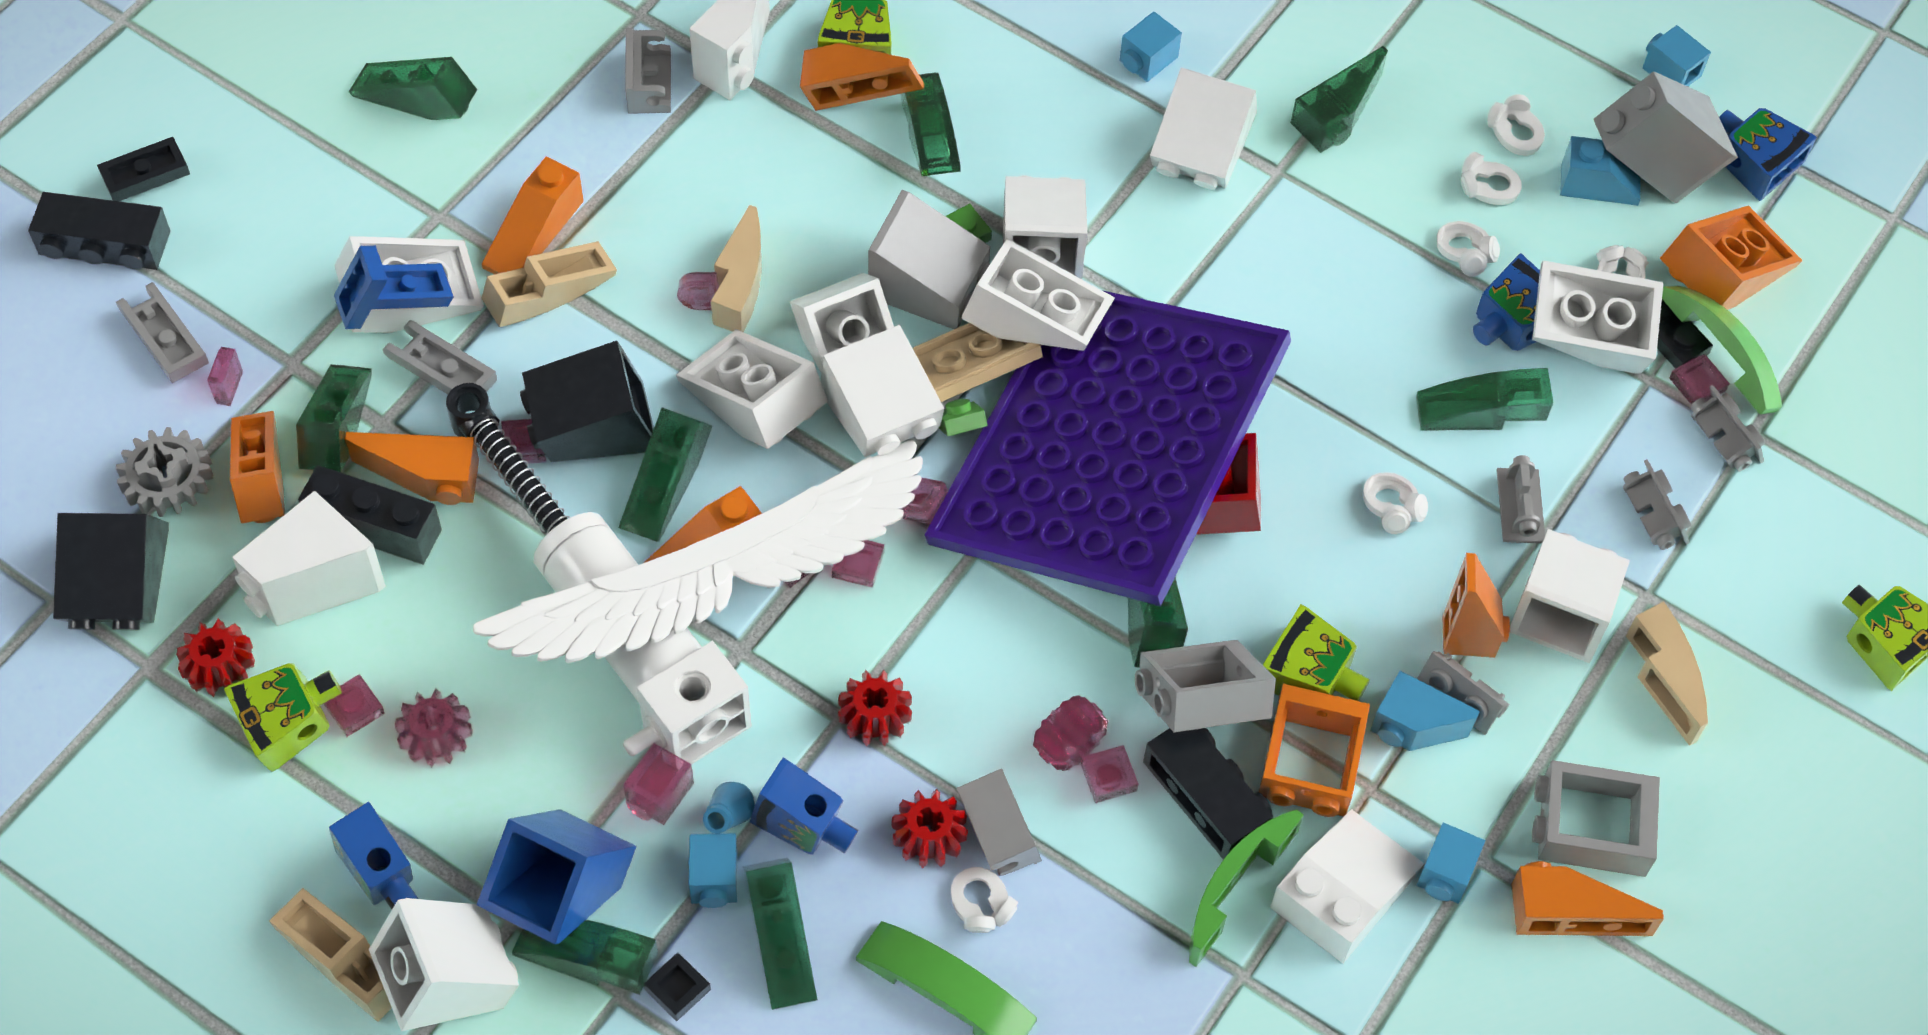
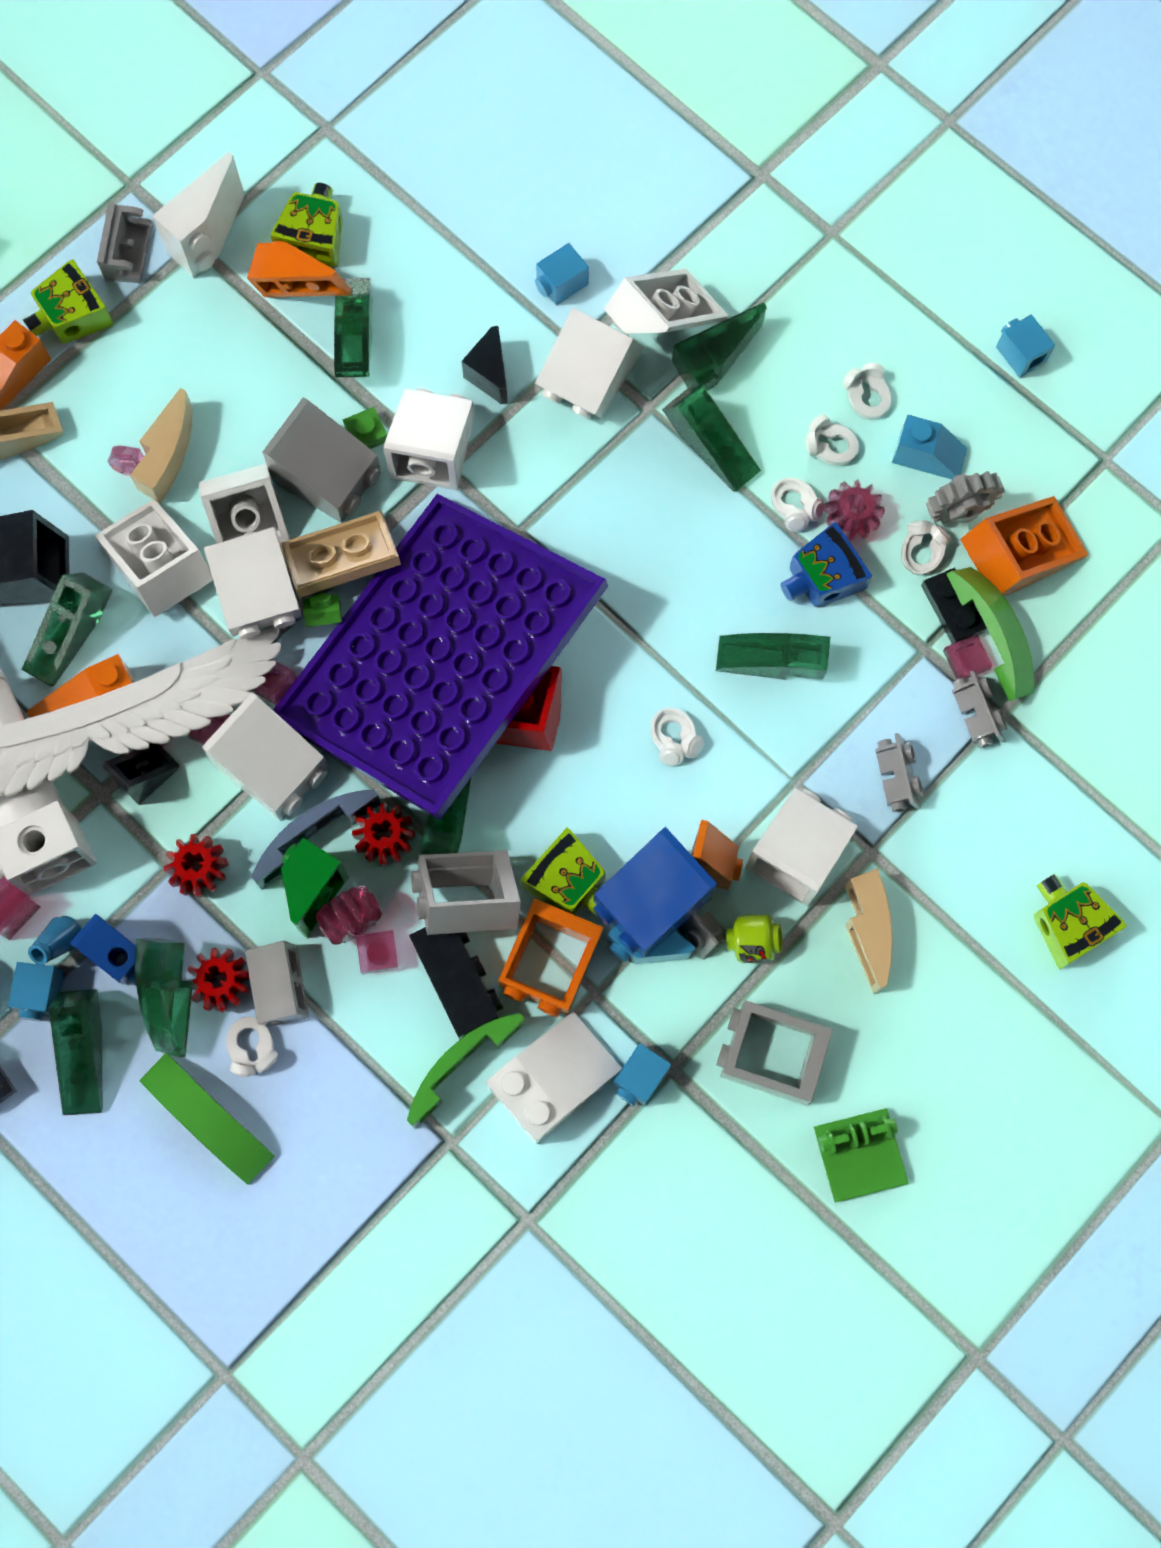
camera: 10 degrees right, 15 degrees up
(599, 139) = (67, 306): none -> lime torso
(785, 617) = (142, 770): none -> black slope
(874, 846) = (163, 993): none -> clear green slope
(934, 578) = (266, 757): none -> white slope
(1019, 699) = (310, 882): none -> green slope
(1035, 301) = (402, 514): white slope -> none
(1037, 620) = (307, 825): none -> sand blue slope
(1090, 149) = (485, 366): none -> black slope
(1099, 656) = (380, 822): none -> red gear
(1275, 55) = (662, 303): none -> white slope
(1356, 187) = (711, 436): none -> clear green slope
(1426, 648) = (654, 893): none -> blue slope
(1520, 502) = (782, 753): light grey hinge -> none
(1535, 238) = (867, 507): none -> clear pink gear
(1542, 699) = (755, 938): none -> lime head
(1570, 903) = (730, 1124): orange slope -> none
(1598, 316) = (885, 592): white slope -> none
(1656, 211) = (965, 497): none -> light grey gear
(1666, 135) = (991, 425): light grey slope -> none
(1724, 917) = (861, 1155): none -> bright green hinge
(1766, 149) = (1079, 444): blue torso -> none

